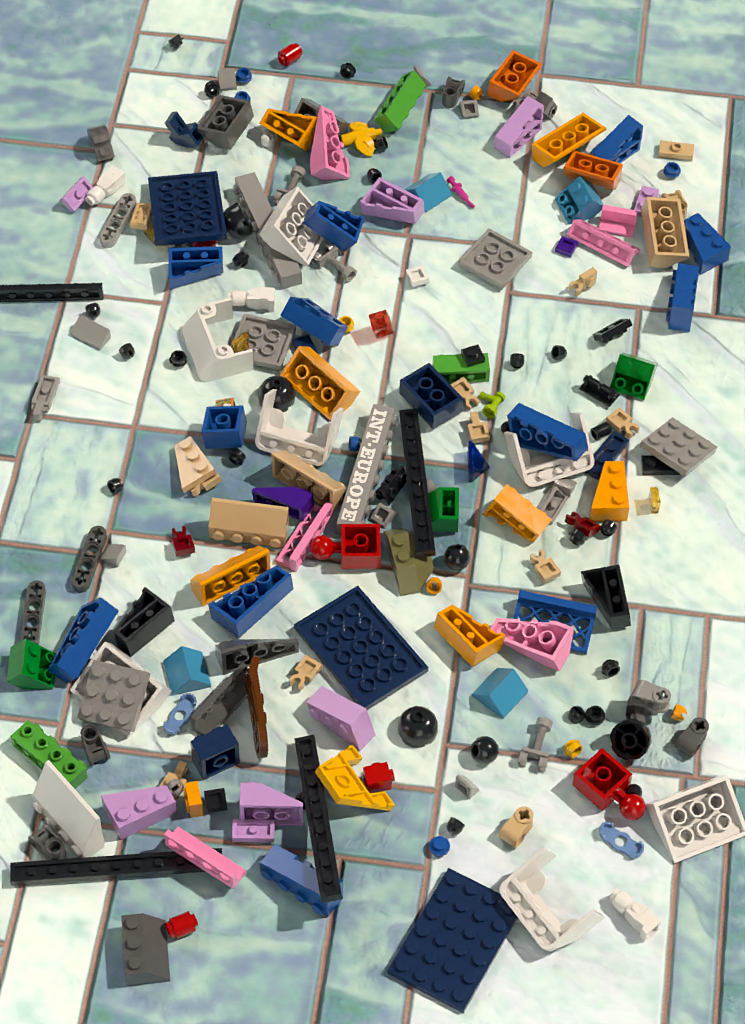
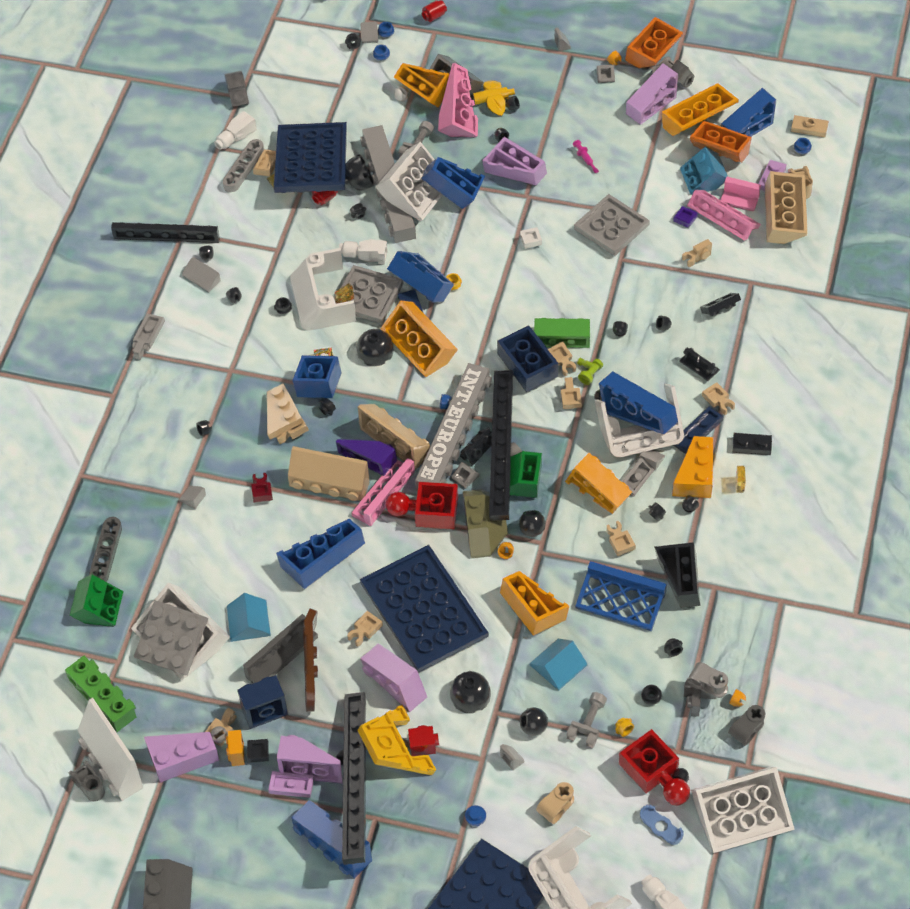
camera: 10 degrees right, 0 degrees up
(76, 194) = (206, 137): lavender plate -> none
(82, 639) = (148, 579): blue wedge -> none
(86, 558) = (169, 499): dark grey beam -> none
(94, 748) = (146, 687): dark grey piece -> none
(101, 868) = (151, 809): black plate -> none
(143, 623) = (210, 567): black wedge -> none
(181, 925) = (206, 874): red brick -> none
(182, 133) = (318, 84): dark blue brick -> none
(187, 705) = (243, 652): medium blue piece -> none
(193, 264) = (310, 213): blue wedge -> none
(204, 857) = (238, 807): bright pink fence -> none
(226, 121) = (361, 73): dark grey slope -> none
(230, 575) = (303, 524): light orange slope -> none
(234, 652) = (326, 603): dark grey wedge -> none
(308, 447) = (397, 401): white windscreen -> none
(331, 251) = (462, 230): light grey bar -> none
(345, 73) = (489, 29): black plate -> none
(381, 324) = (487, 283): clear red brick -> none
(400, 102) = (536, 63): bright green brick -> none
(431, 189) = (555, 153): dark azure slope -> none
(452, 91) = (590, 56): dark grey piece -> none
(456, 825) = (494, 795): black hinge -> none
(472, 355) = (574, 321): black plate -> none
(476, 463) = (564, 429): clear blue slope -> none
(540, 641) = (604, 614): bright pink wedge -> none
(574, 715) = (630, 693): black hinge -> none
(584, 524) = (664, 499): dark red plate -> none
(601, 430) = (695, 405): black hinge -> none
(630, 739) = (683, 722): black cylinder -> none
(633, 375) = (735, 351): green slope -> none
(678, 446) = (772, 426): light grey plate -> none
(683, 297) = (796, 274): blue wedge -> none
(705, 243) = (826, 221): blue wedge -> none

